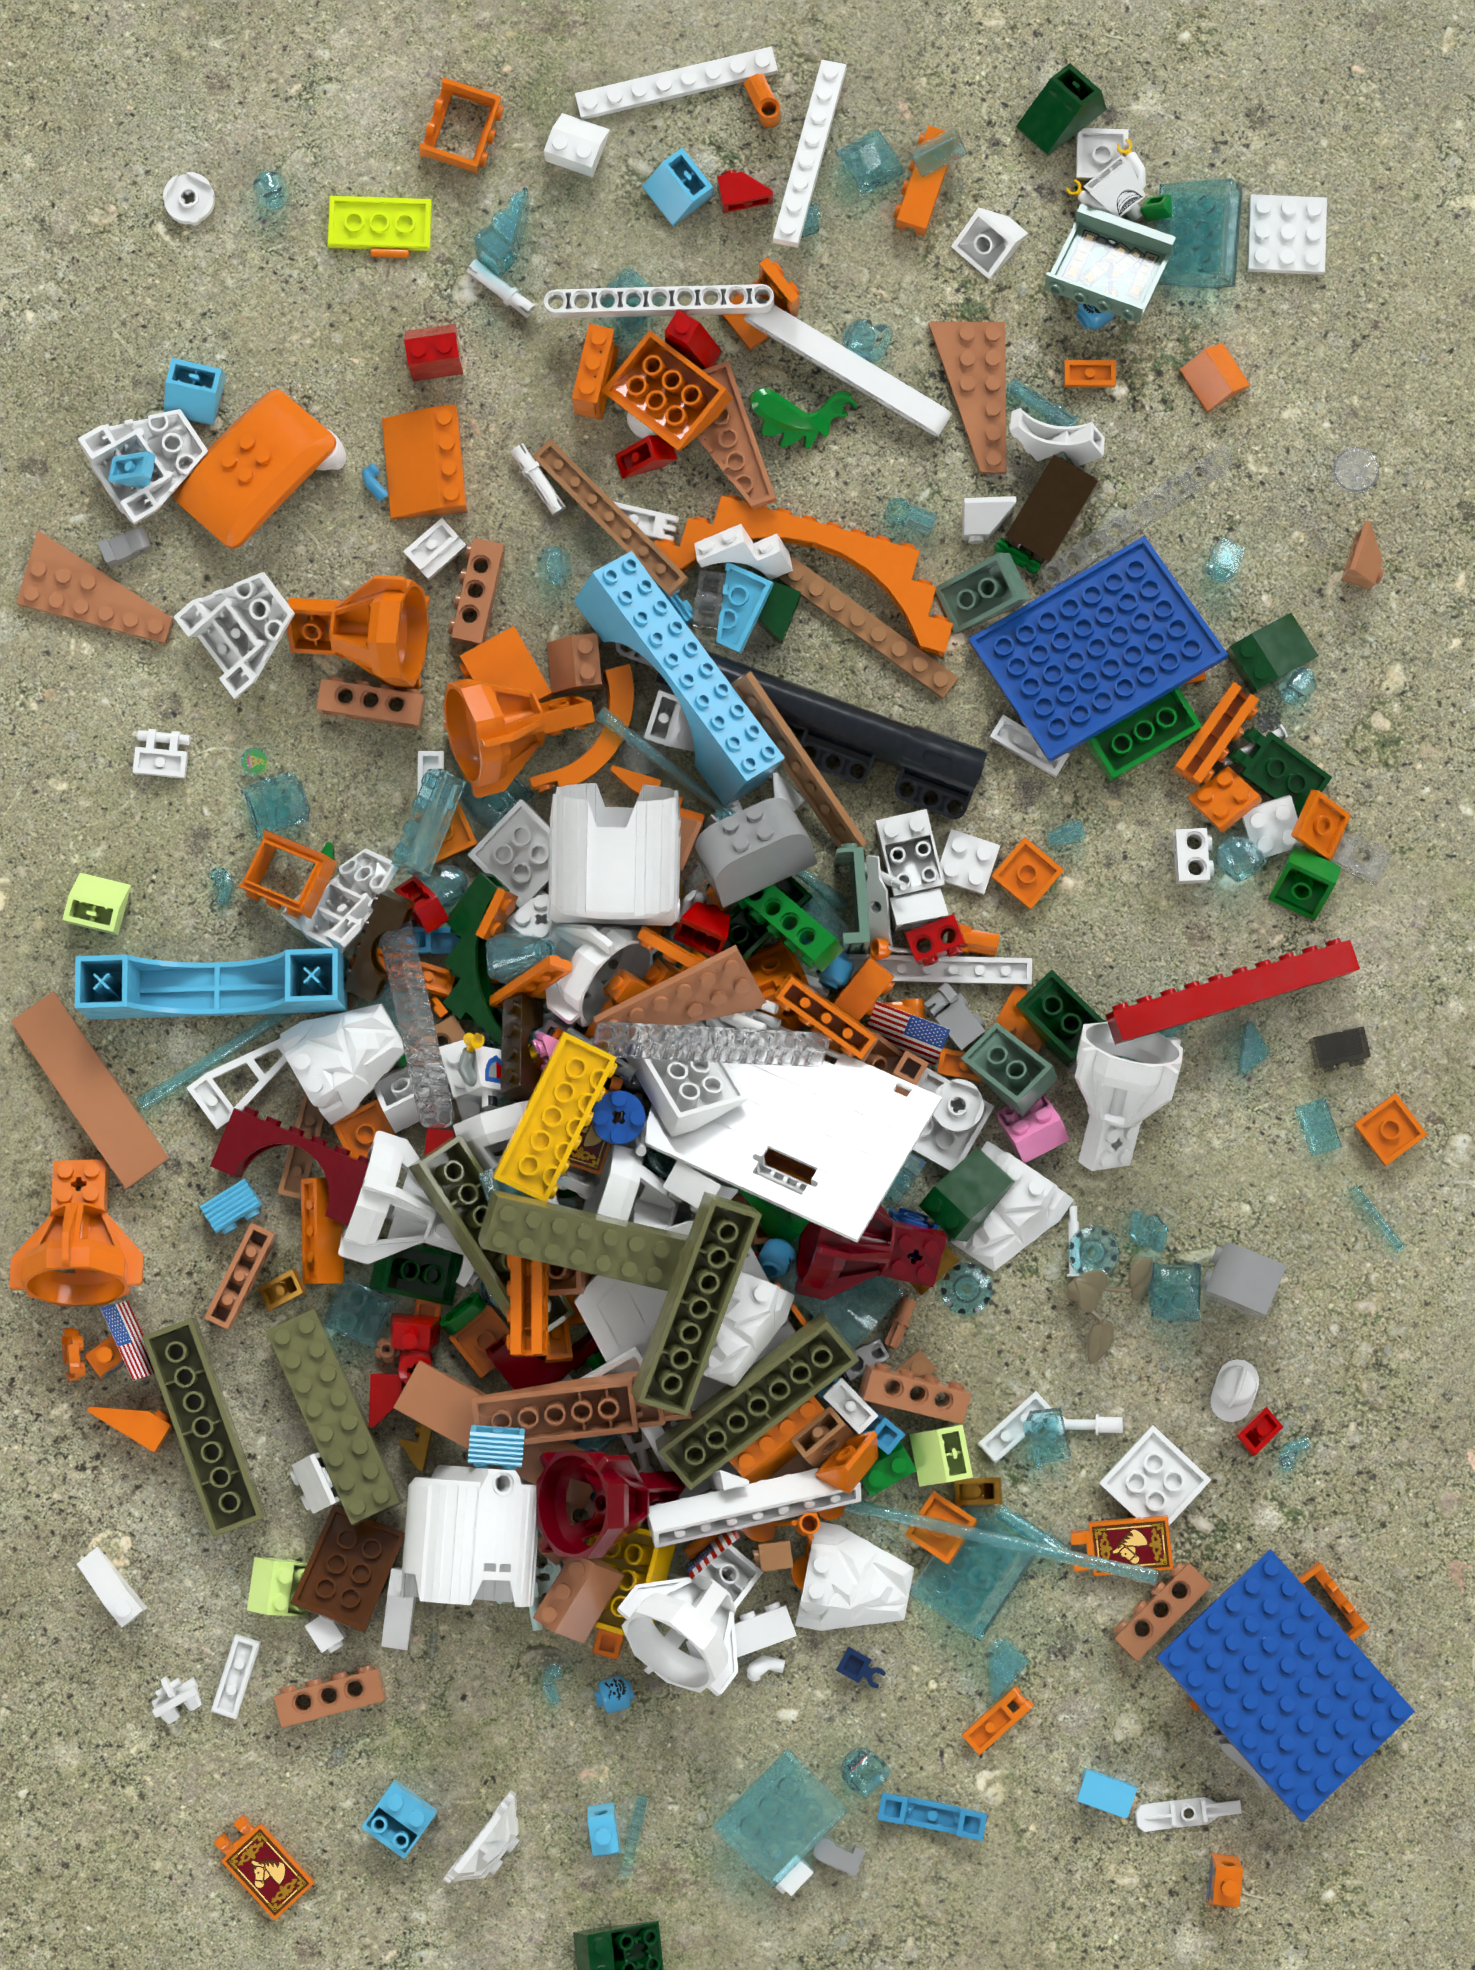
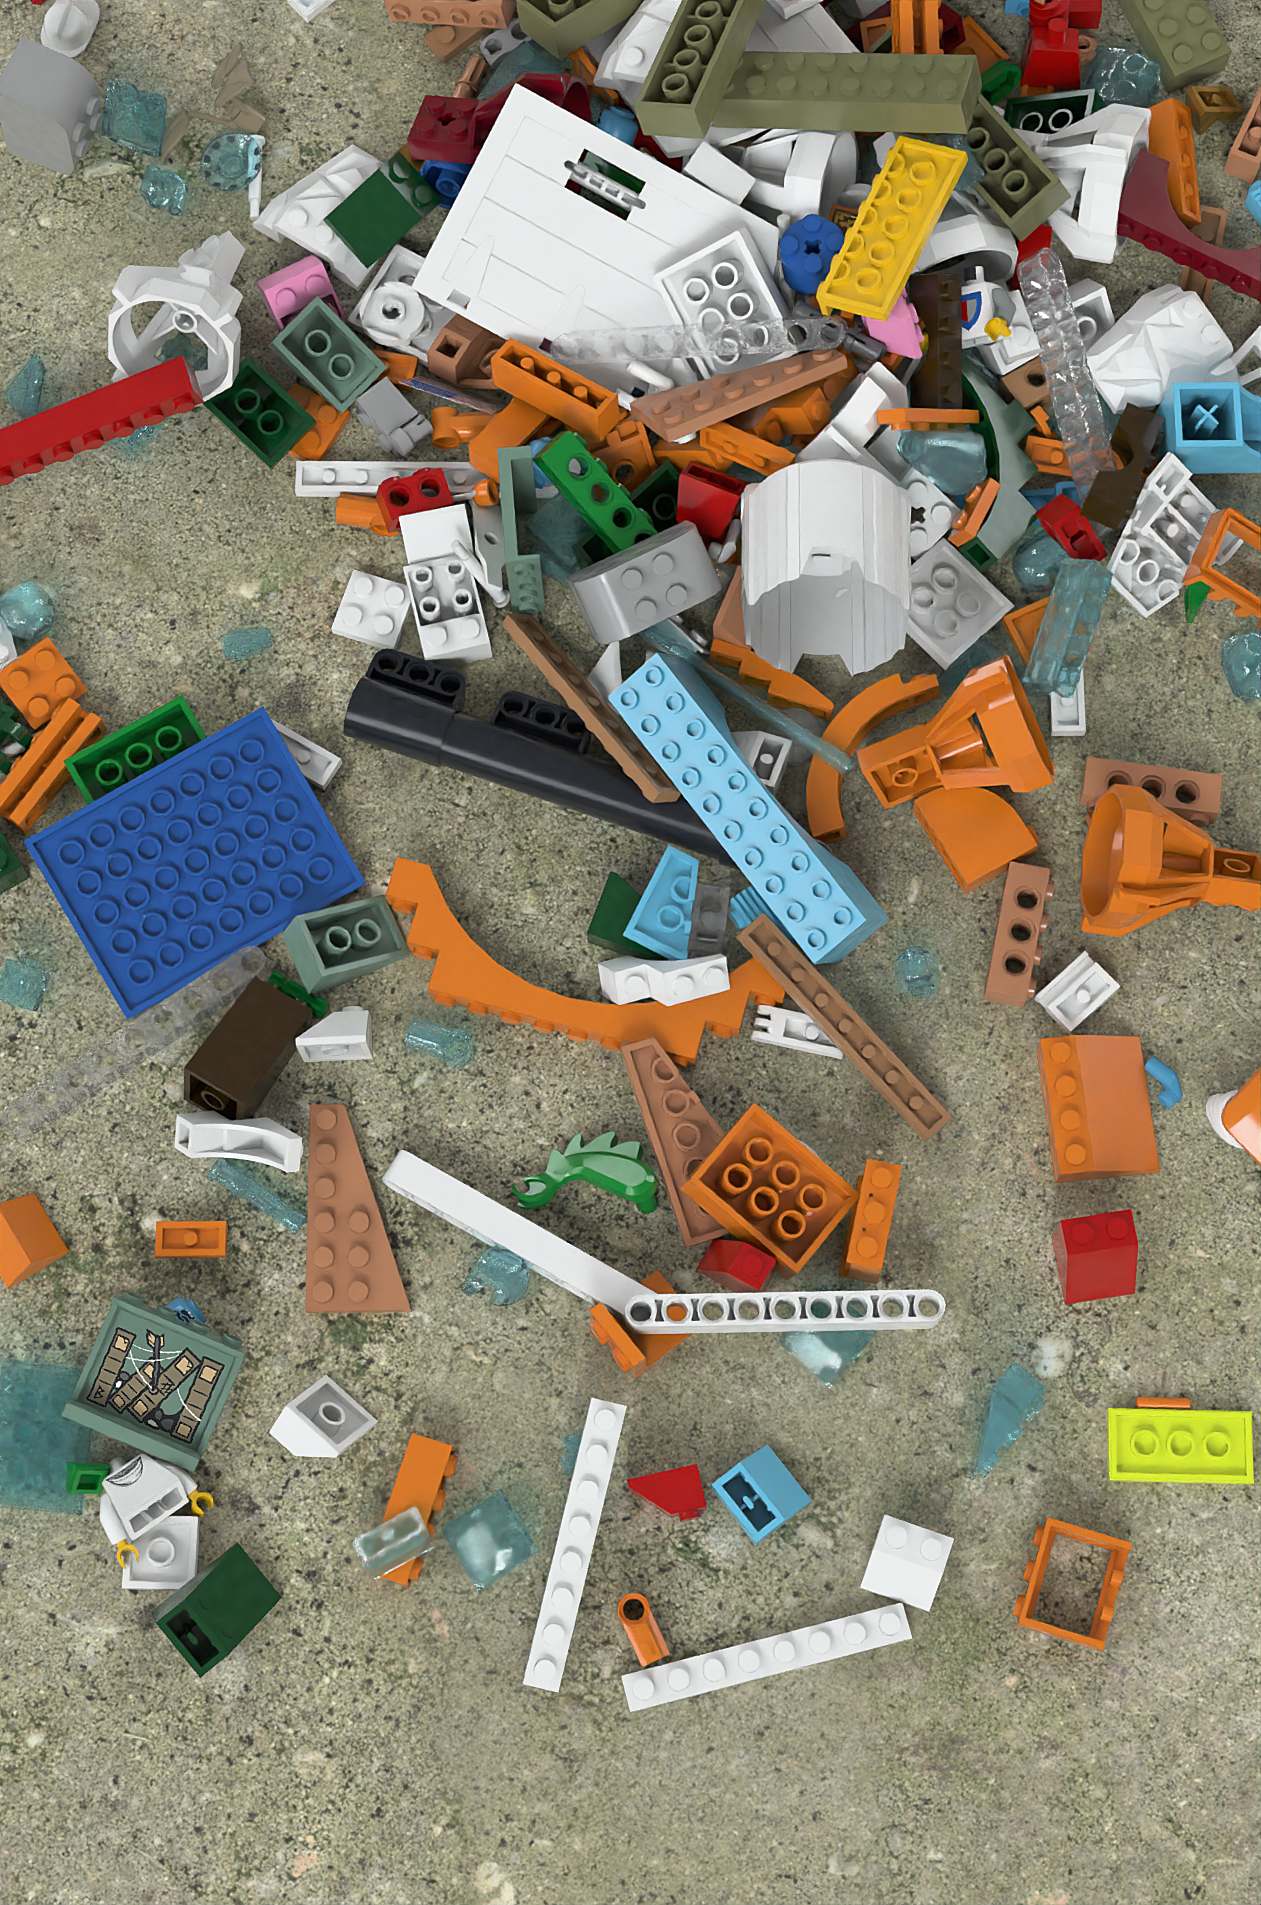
camera: 175 degrees left, 10 degrees down
(359, 1128) = (1125, 278): orange plate -> none
(509, 295) = (1000, 1347): white pin -> none
(532, 471) = (942, 1086): white pin -> none
(575, 664) = (883, 844): nougat slope -> none
(645, 456) = (804, 1114): red slope -> none
(869, 629) = (496, 898): medium nougat plate -> none
(952, 1290) = (384, 139): clear light blue dish -> none
(1027, 873) = (297, 594): orange plate -> none
(1184, 856) = (92, 615): white brick -> none

